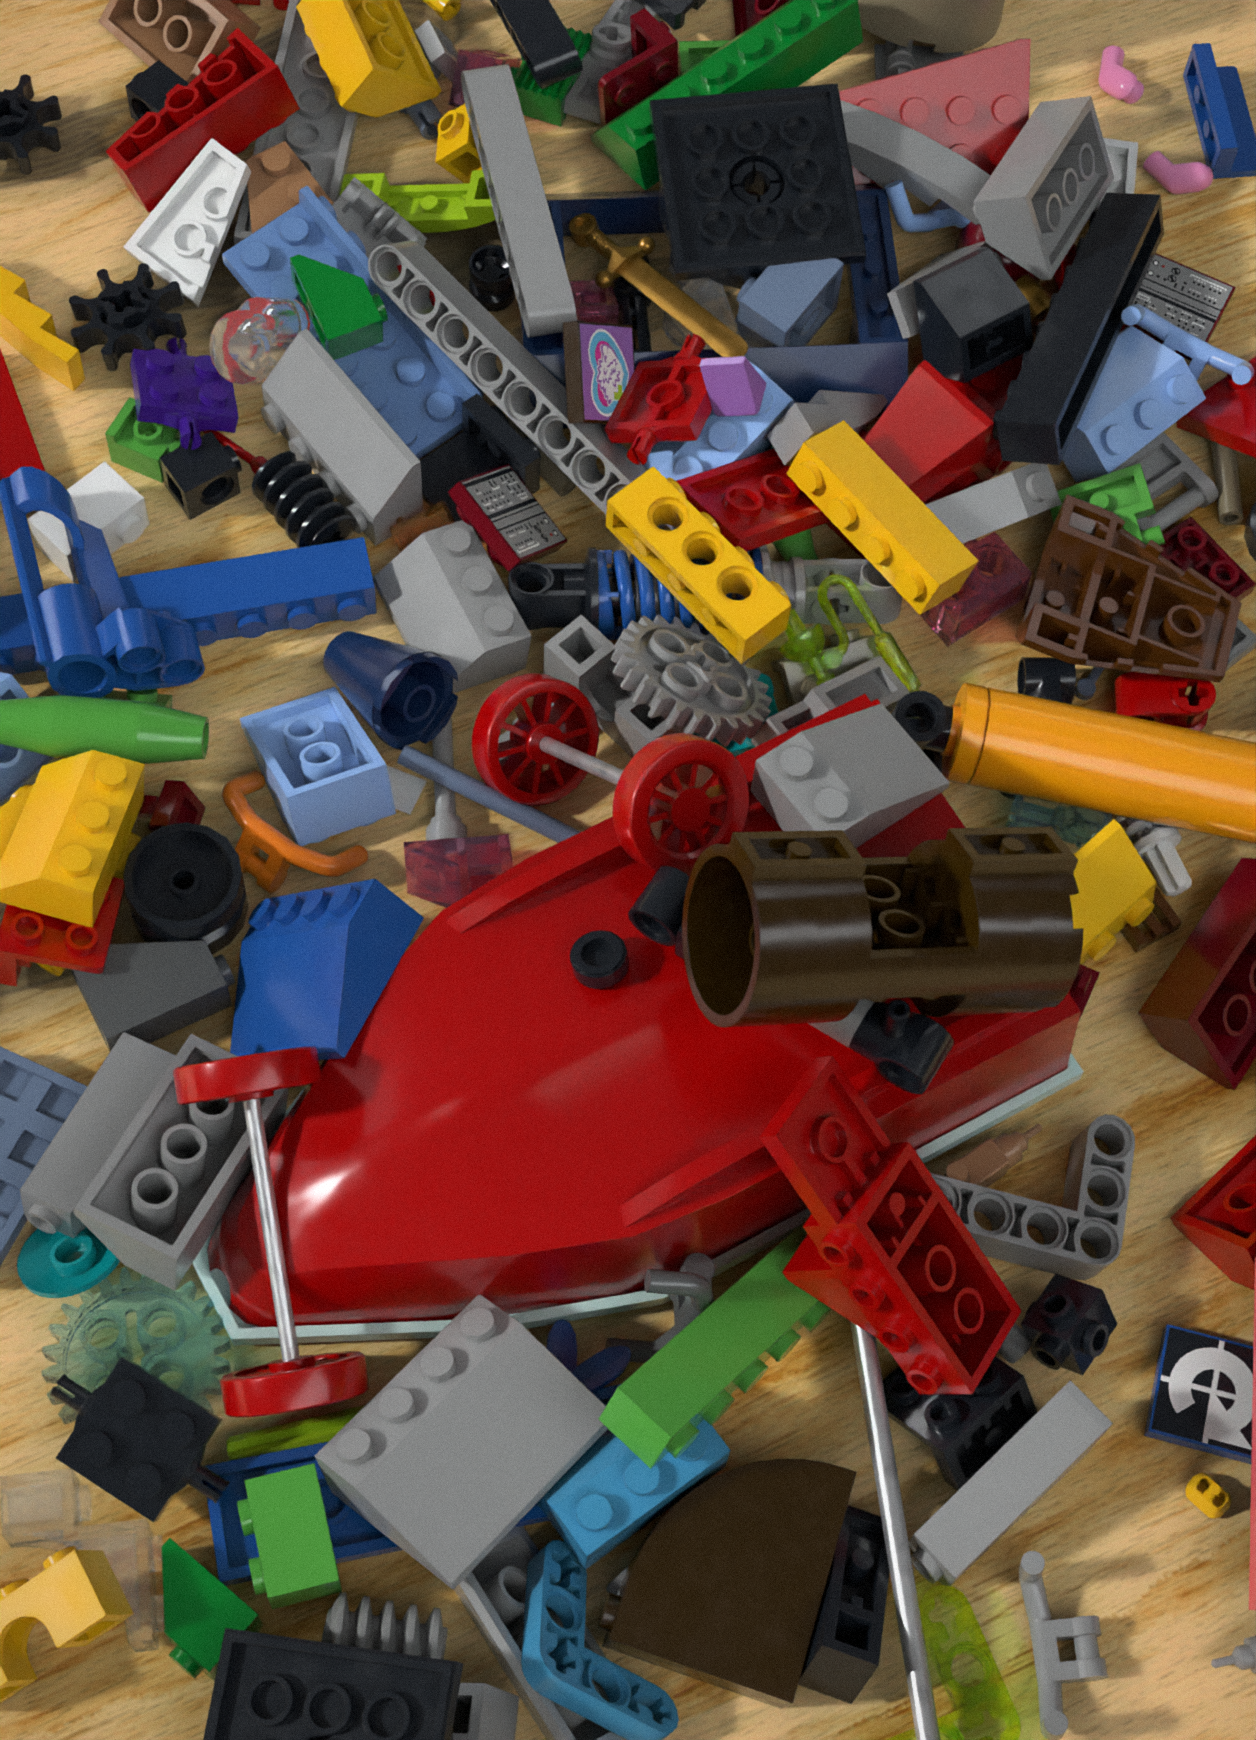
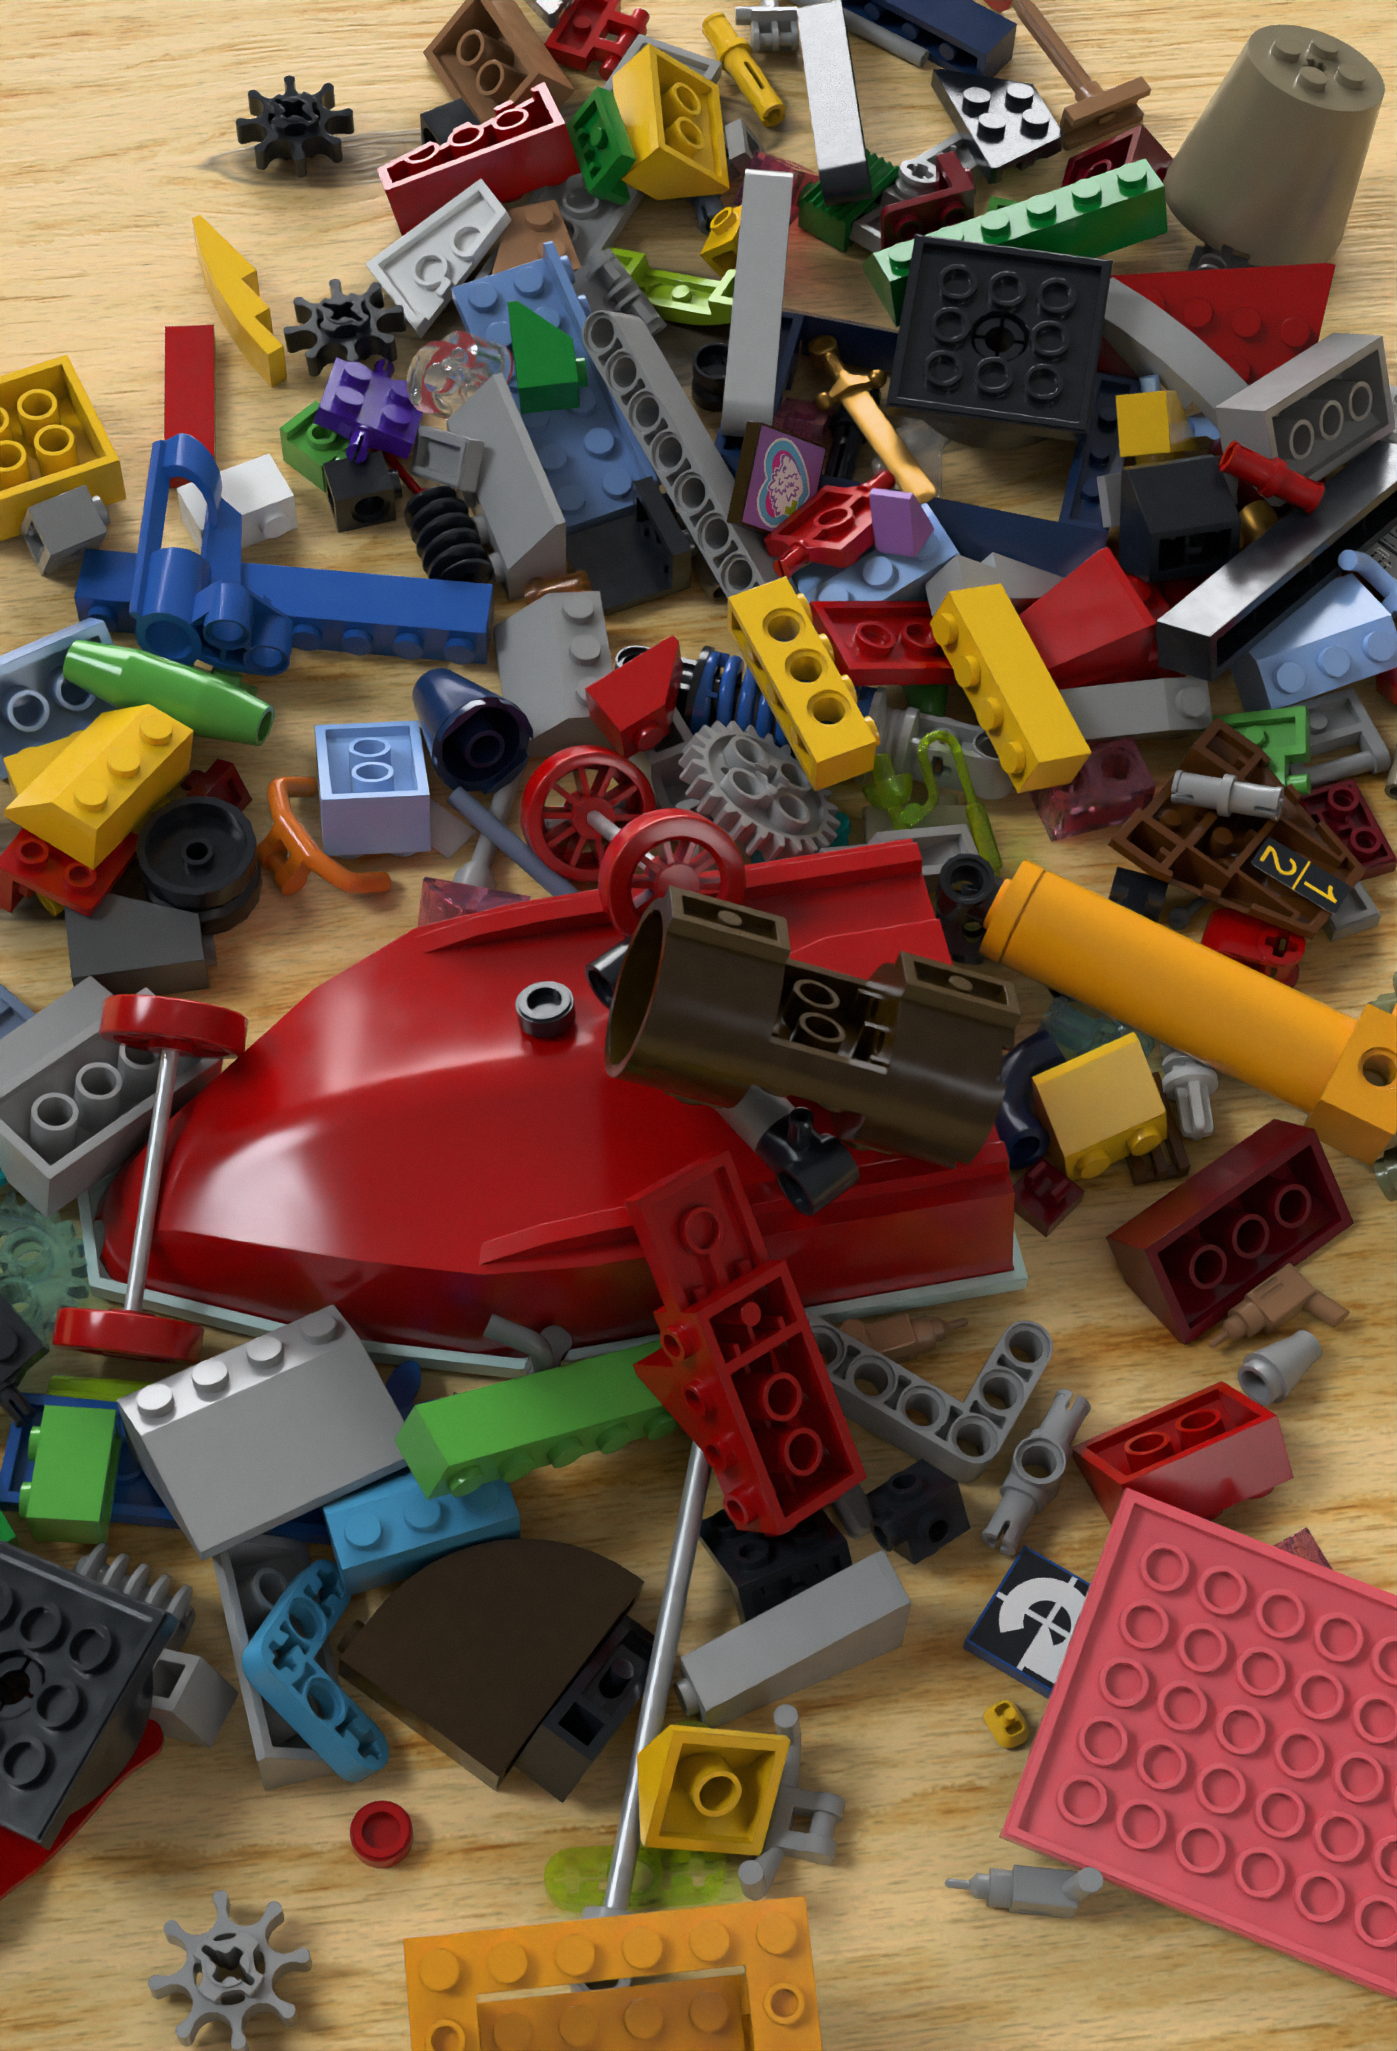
camera: 20 degrees right, 5 degrees down
(275, 423) = (447, 458): none -> light grey tile
(315, 78) = (602, 146): none -> green bracket
(317, 967) = (295, 950): blue slope -> none
(506, 517) = (639, 598): tile -> none
(549, 620) = (638, 698): none -> red slope
(788, 302) = (1001, 466): sand blue slope -> none
(846, 776) = (853, 903): light grey slope -> none
(917, 234) = (1153, 427): none -> yellow slope
(986, 1655) = (709, 1789): none -> yellow slope
(1044, 255) = (1271, 477): none -> red pin
(1103, 566) = (1227, 795): none -> light grey pin
(1149, 1276) = (1026, 1494): none -> light grey pin
(1192, 624) = (1301, 875): none -> black sticker

